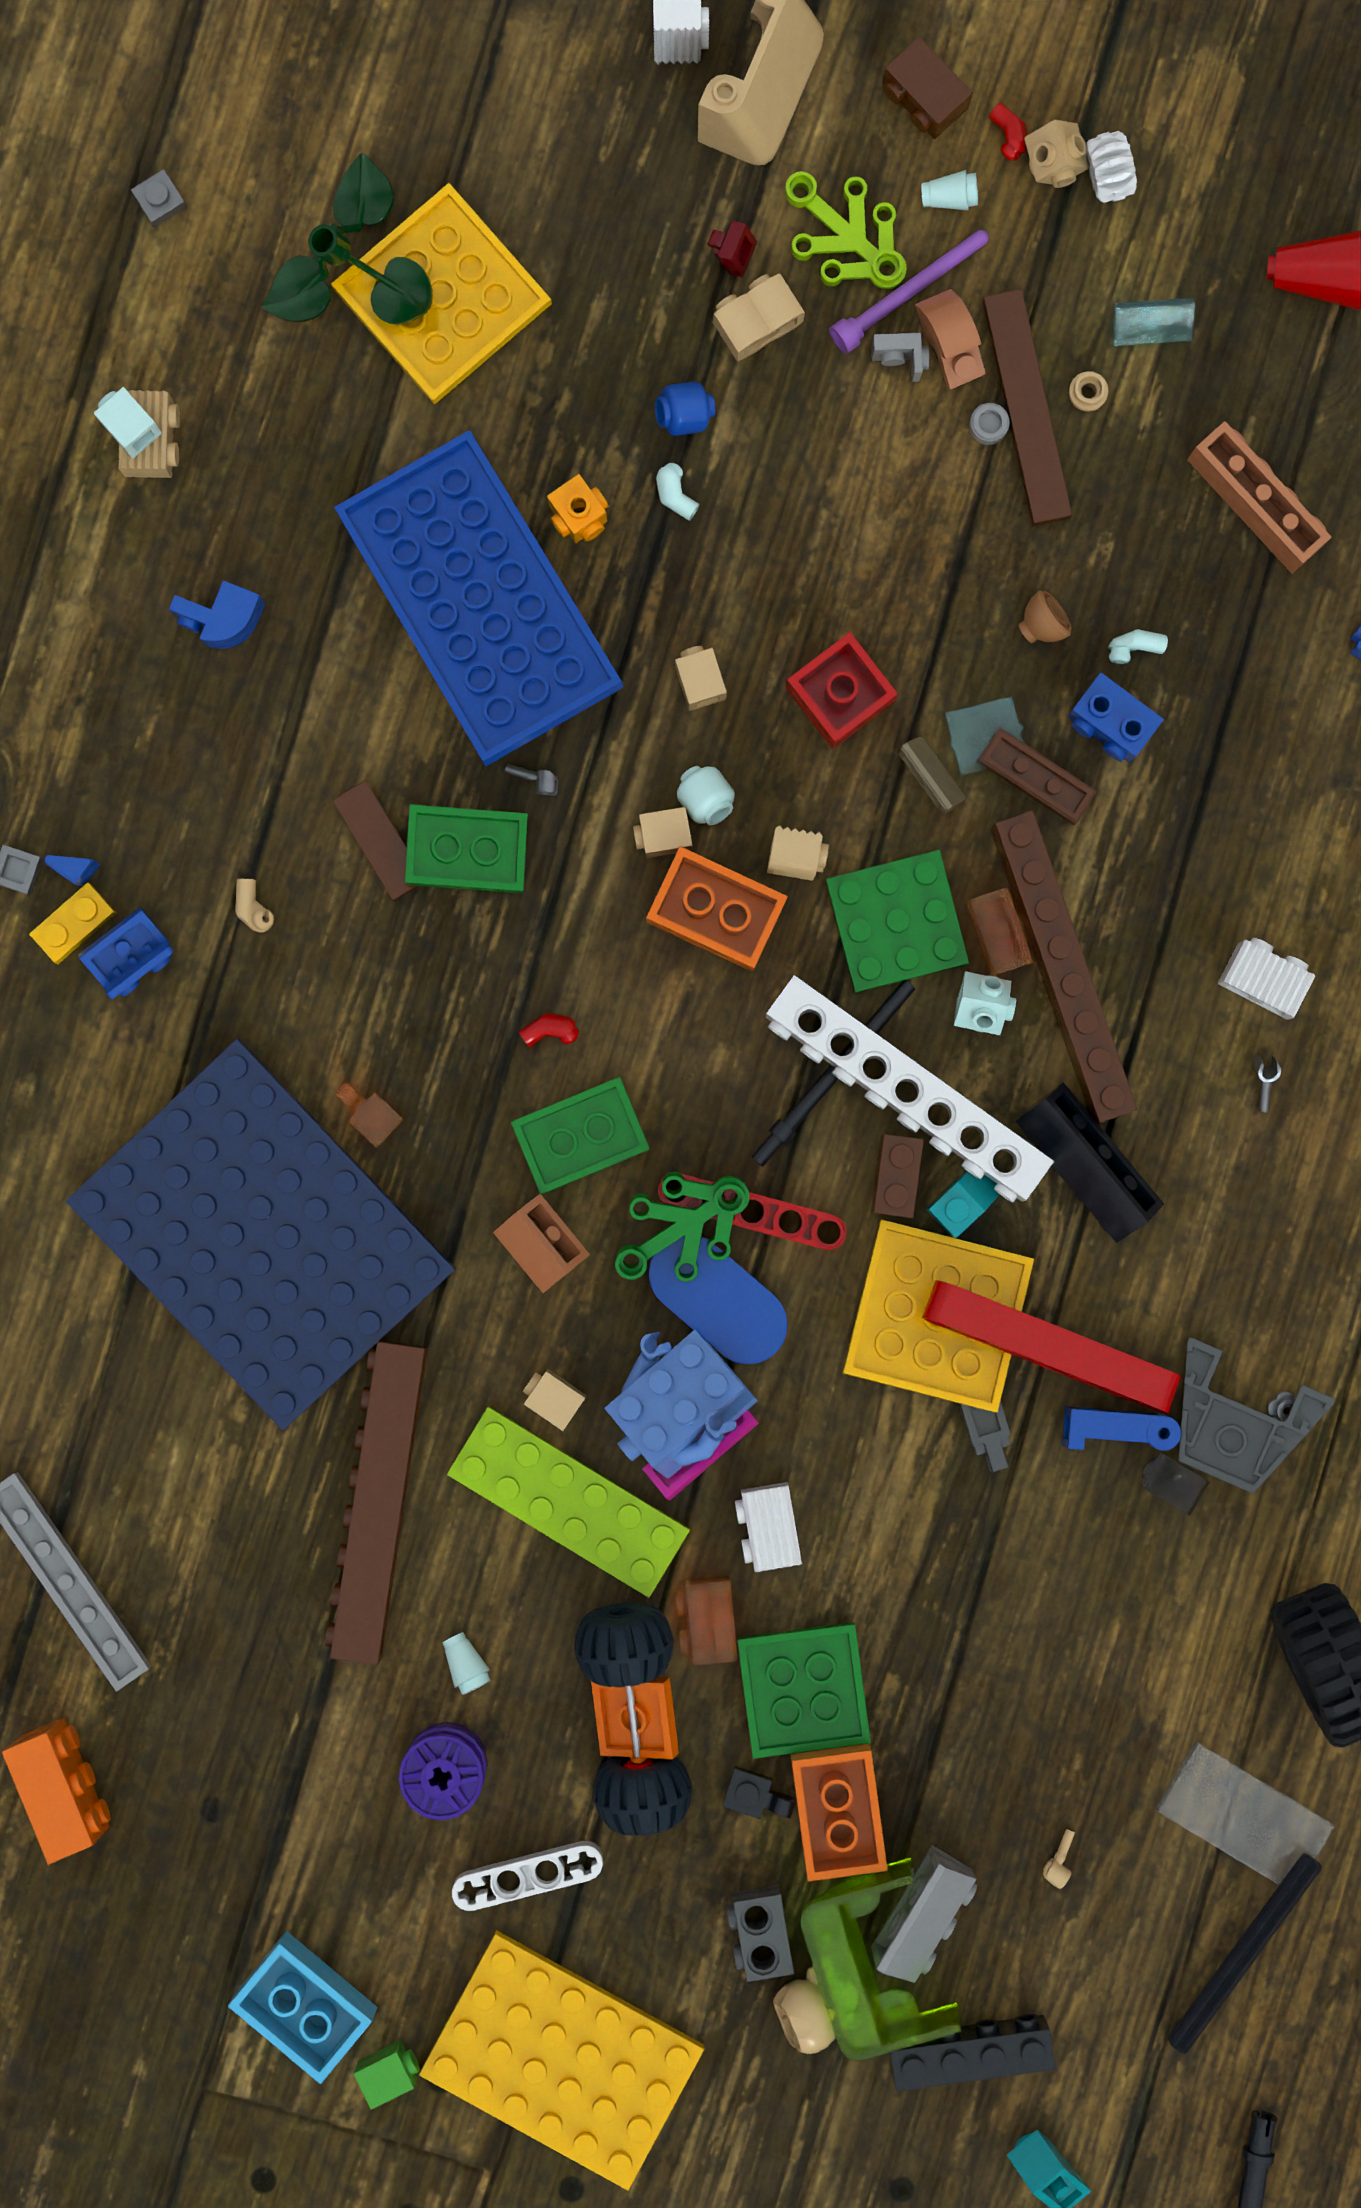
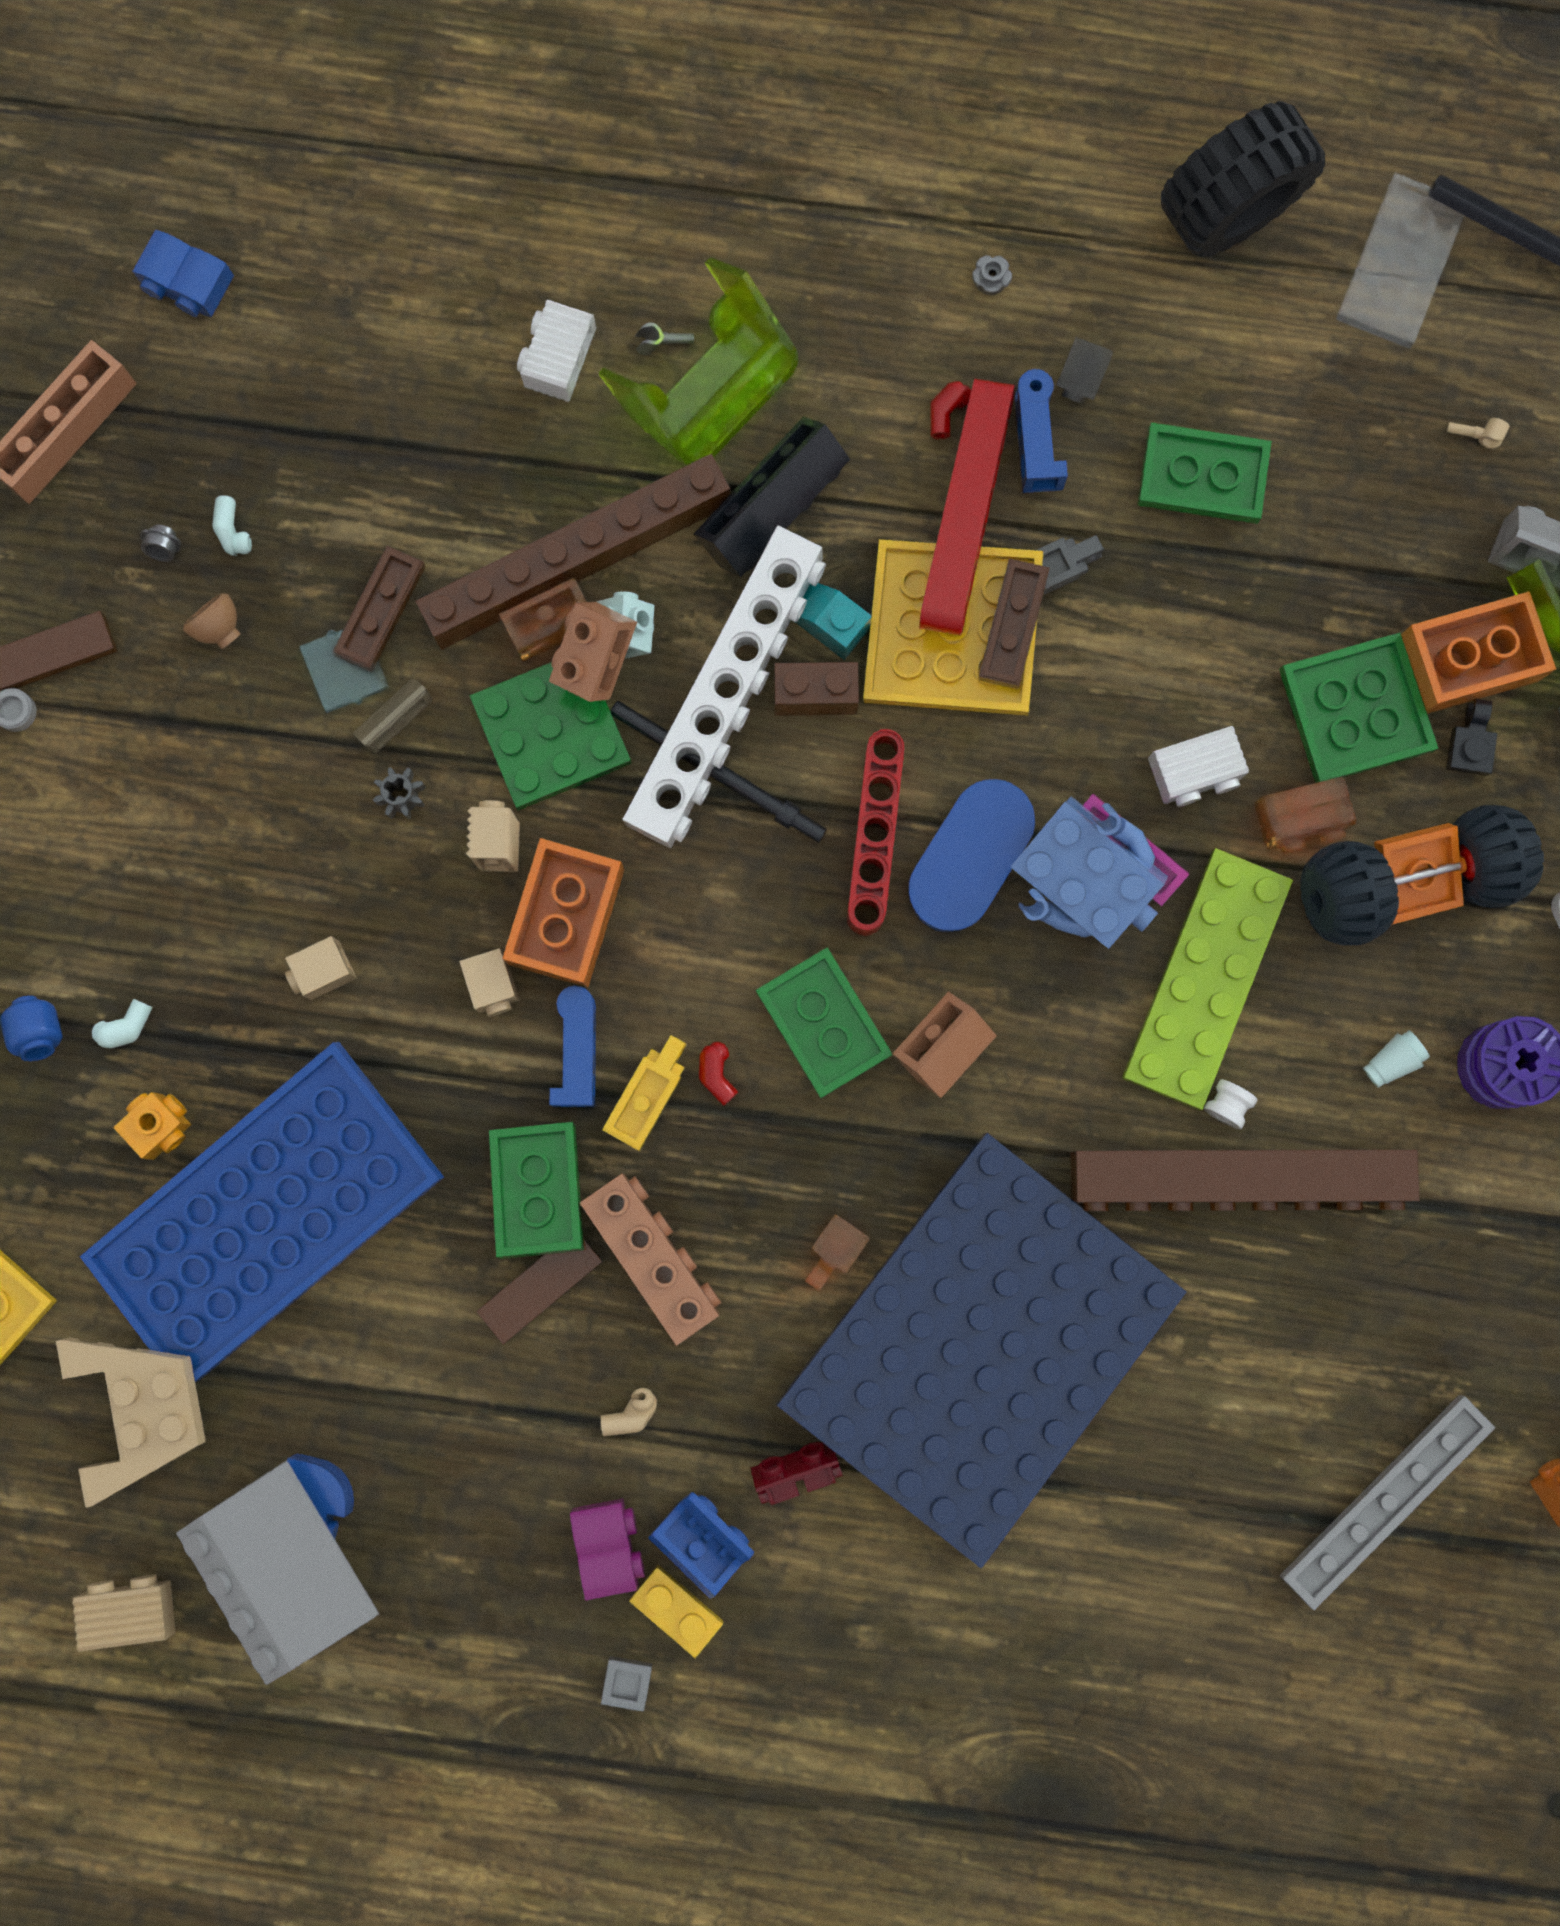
camera: 100 degrees left, 5 degrees down
(74, 869) = (617, 1618): blue slope -> none
(127, 421) = (110, 1637): light aqua brick -> none
(136, 867) = (605, 1548): none -> magenta brick
(159, 573) = (277, 1573): none -> light grey slope
(176, 1030) = (776, 1475): none -> dark red hinge
(324, 478) = (150, 1405): none -> tan wing
(388, 945) = (650, 1258): none -> nougat brick
(447, 1501) = (1230, 1104): none -> white wheel
(538, 962) = (646, 1095): none -> yellow hinge
(545, 780) = (450, 1117): flat silver hand -> none
(553, 1398) = (1104, 1008): tan brick -> none
(617, 910) = (579, 1049): none -> blue leg
(687, 1223) = (899, 894): green plant -> none
(705, 795) = (443, 944): light aqua head -> none
(841, 690) = (314, 817): red brick -> none
(850, 762) = (397, 782): none -> dark grey gear
(929, 1372) = (1014, 623): none -> reddish brown tile
(957, 969) = (592, 651): none -> nougat brick
(1056, 1583) = (1204, 473): none -> green plate
(1114, 719) = (309, 537): blue brick -> none
(1130, 578) = (160, 543): none -> flat silver plate
(1161, 1342) = (950, 397): none -> red arm
(1209, 1131) = (725, 384): none -> clear neon green windscreen
(1233, 1438) = (1028, 321): dark grey wing -> none

